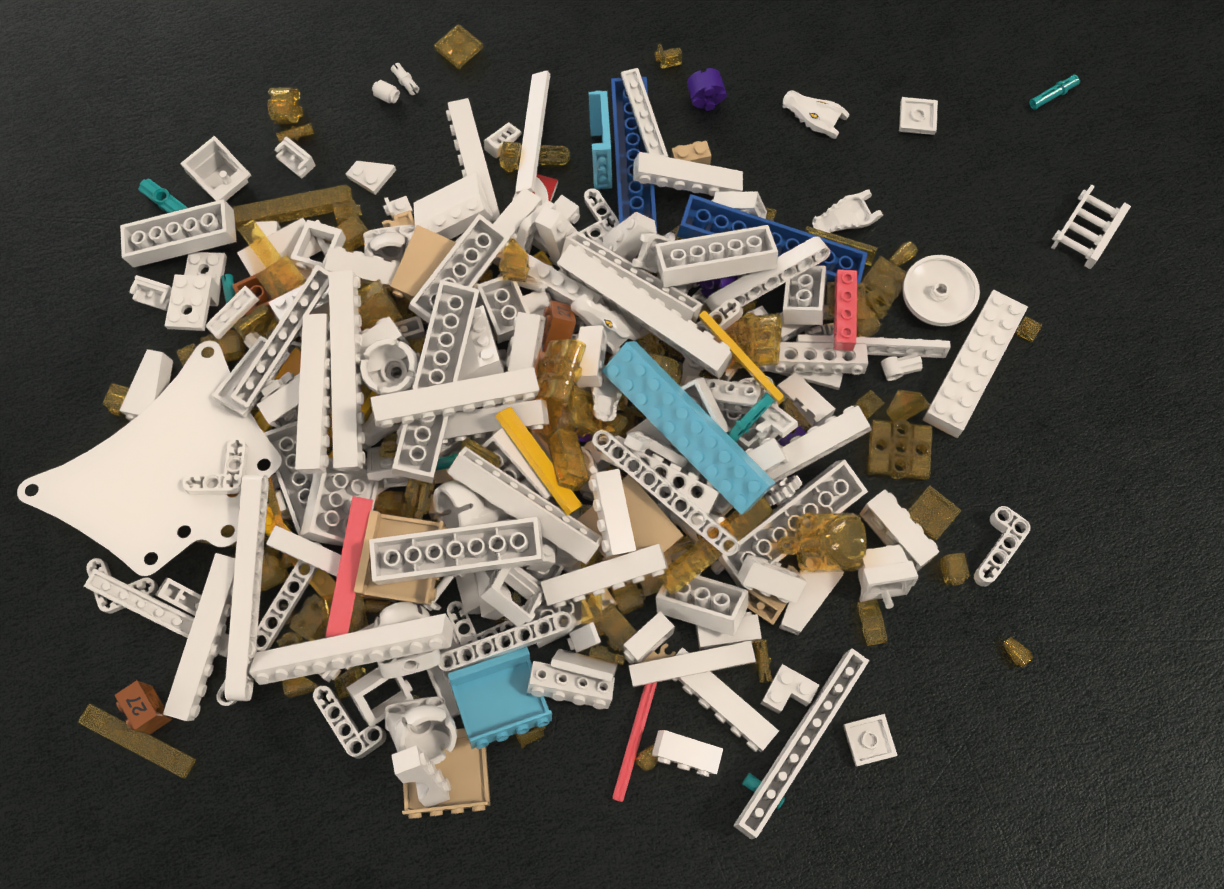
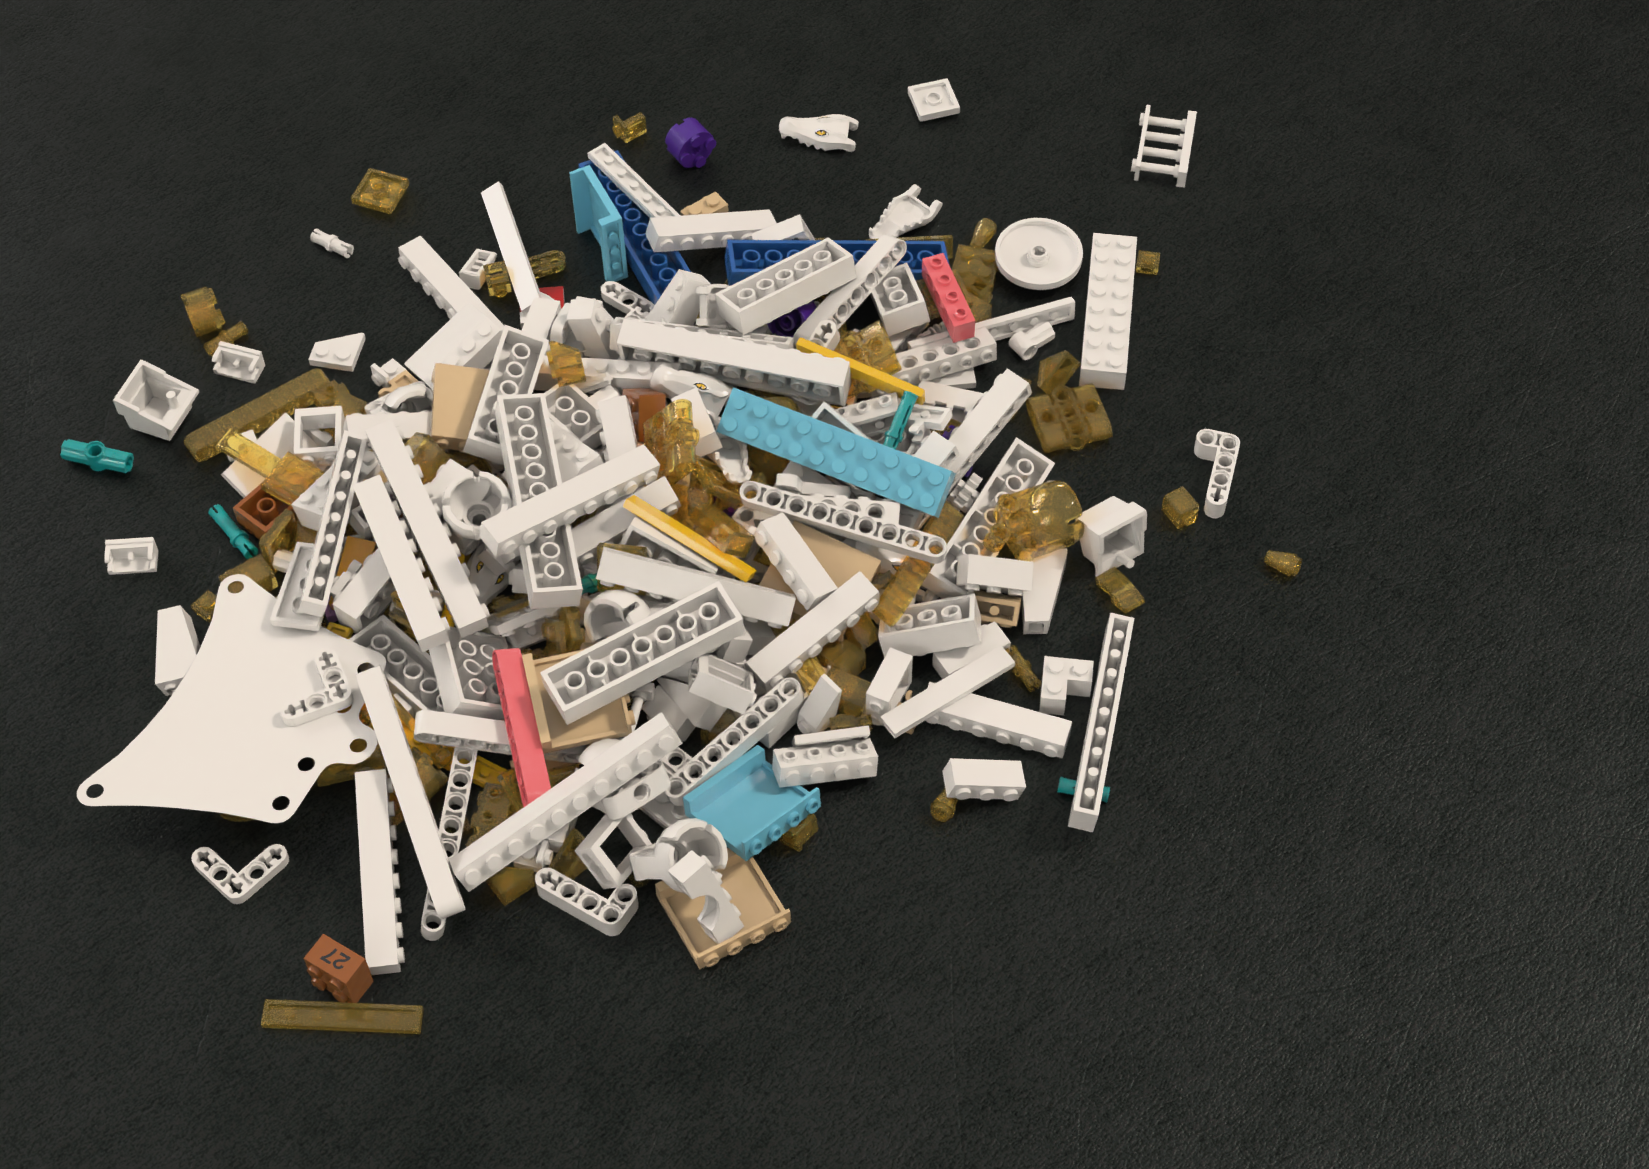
camera: 25 degrees left, 15 degrees down
(115, 398) = (143, 677): clear yellow brick -> none
(146, 605) = (292, 872): white tile -> none
(178, 233) = (137, 479): white brick -> none
(179, 596) = (326, 847): white slope -> none
(195, 291) = (187, 533): white bracket -> none
(232, 312) = (247, 534): white tile -> none
(385, 91) = (315, 262): white brick -> none
(634, 741) = (920, 796): coral axle -> none
(870, 740) = (1171, 699): white plate -> none
(896, 528) = (1098, 481): white brick -> none
(933, 512) = (1132, 465): clear yellow plate -> none
(1059, 89) = (1070, 28): teal pin -> none

